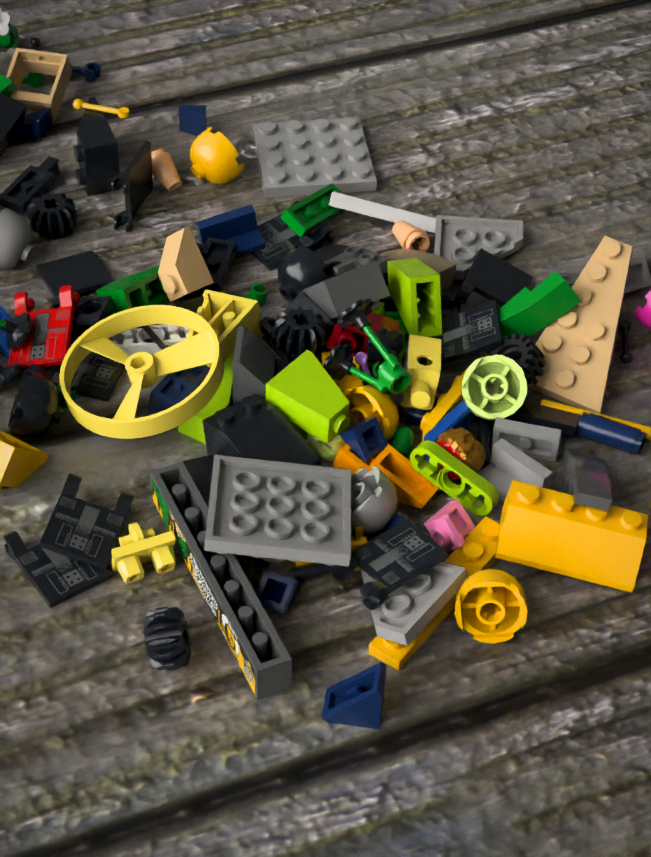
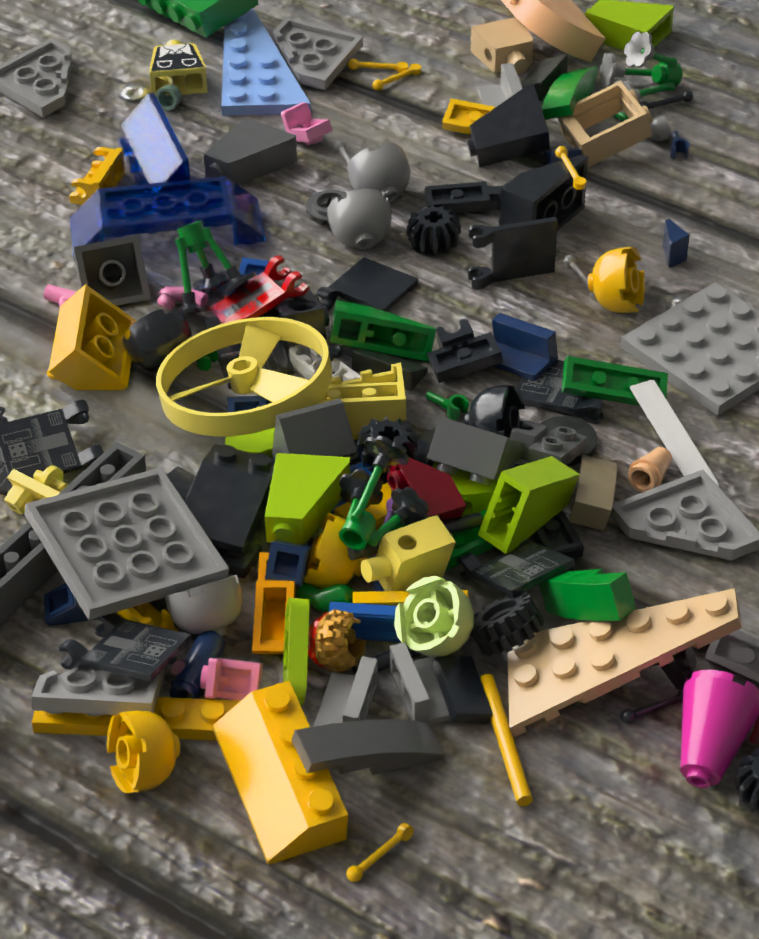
camera: 60 degrees right, 0 degrees up
(165, 170) = (570, 259): light nougat cone -> none
(182, 266) = (412, 334): tan slope -> none
(492, 279) = (642, 551): black flag -> none
(611, 433) = (484, 750): dark blue piece -> none

